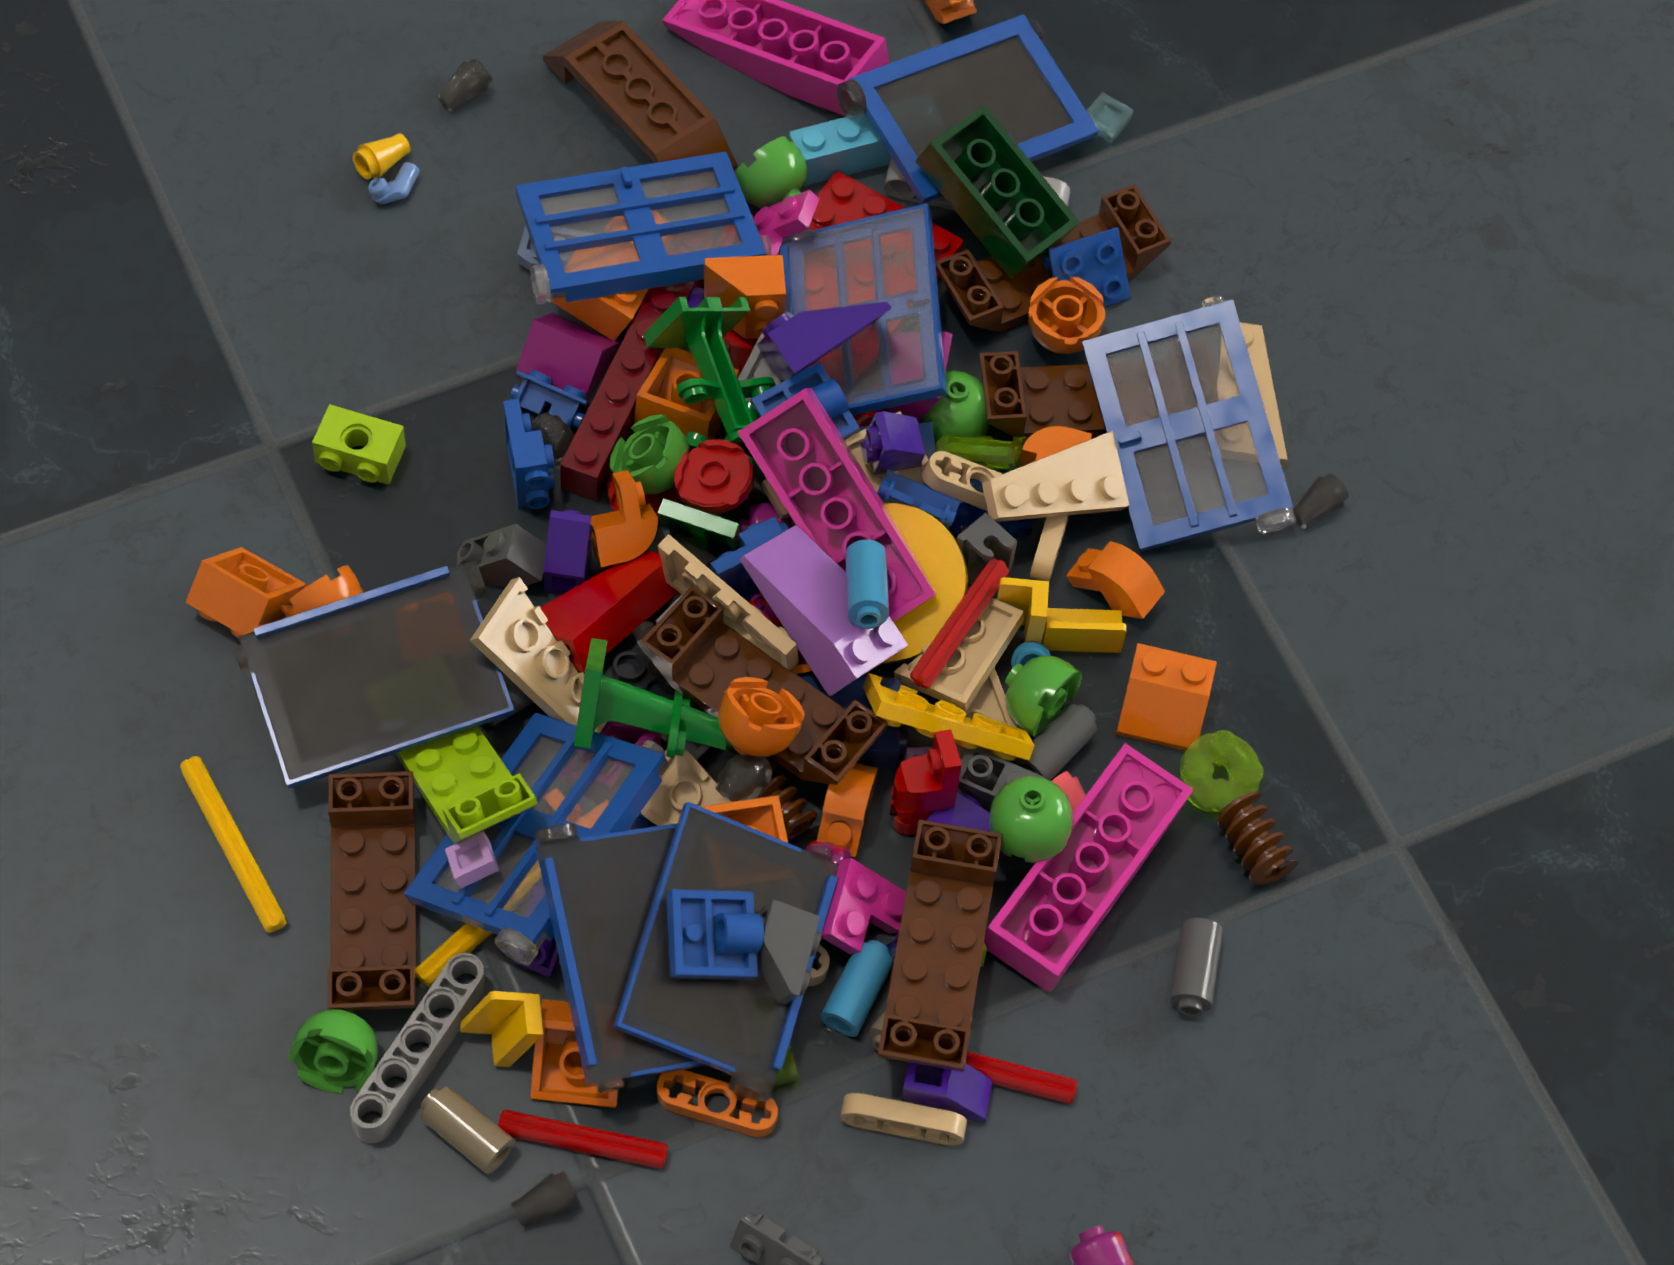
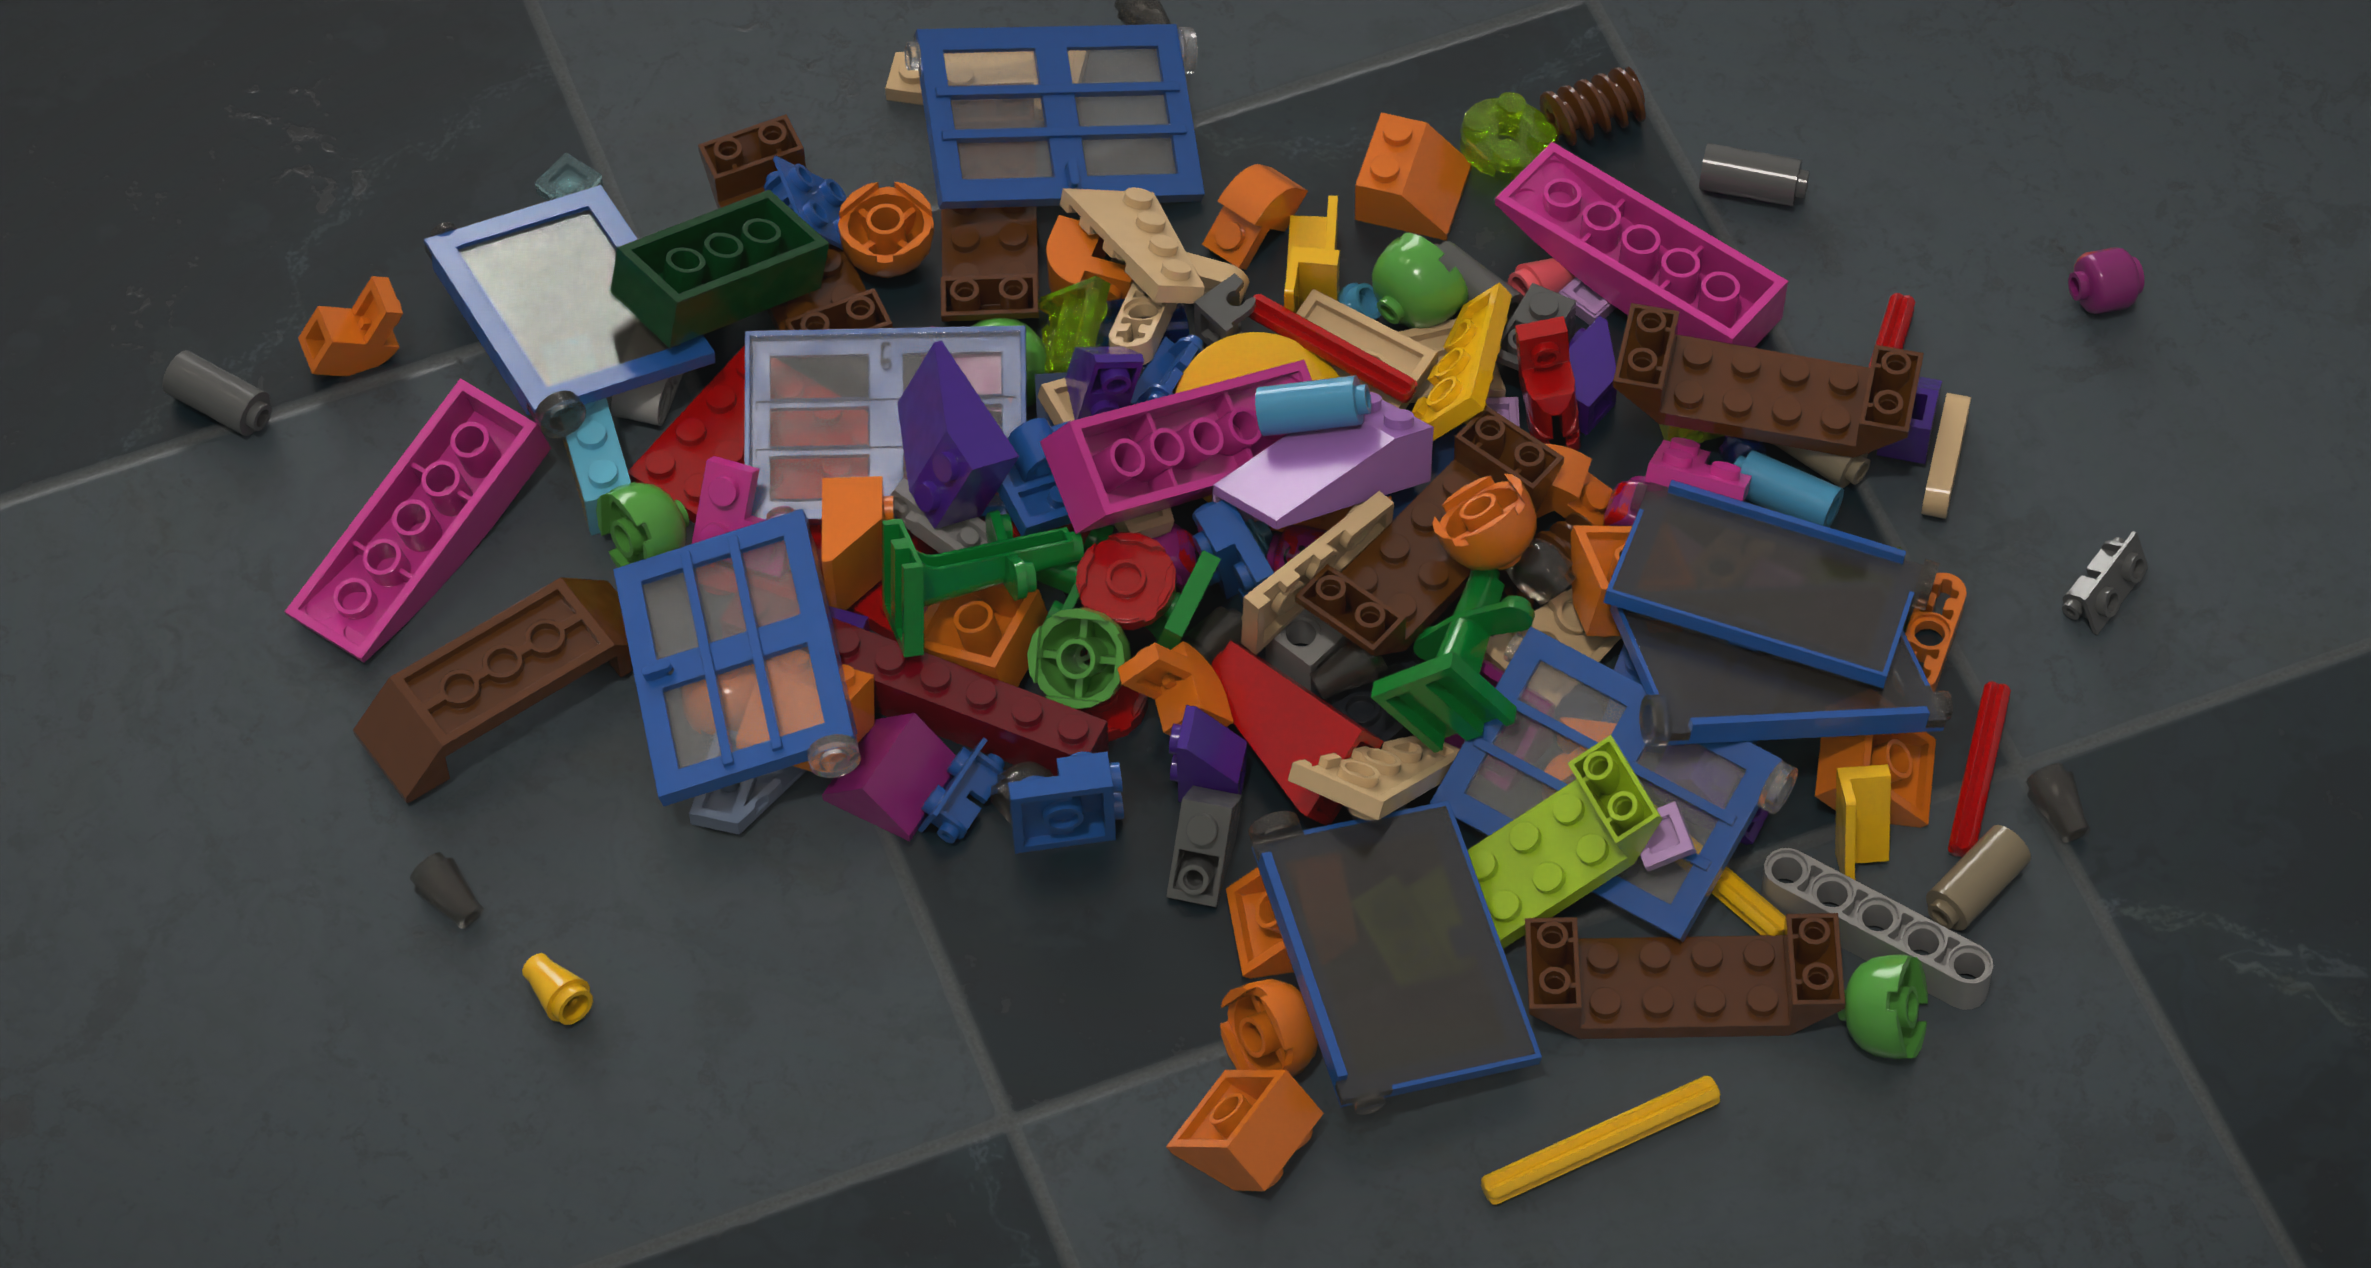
camera: 80 degrees left, 5 degrees down
(345, 429) = (1026, 977): lime brick -> none
(387, 192) = (609, 971): medium blue arm -> none
(713, 934) = (1770, 575): blue plate -> none
(786, 949) = (1777, 523): dark grey slope -> none
(1032, 818) = (1599, 282): bright green cylinder -> none

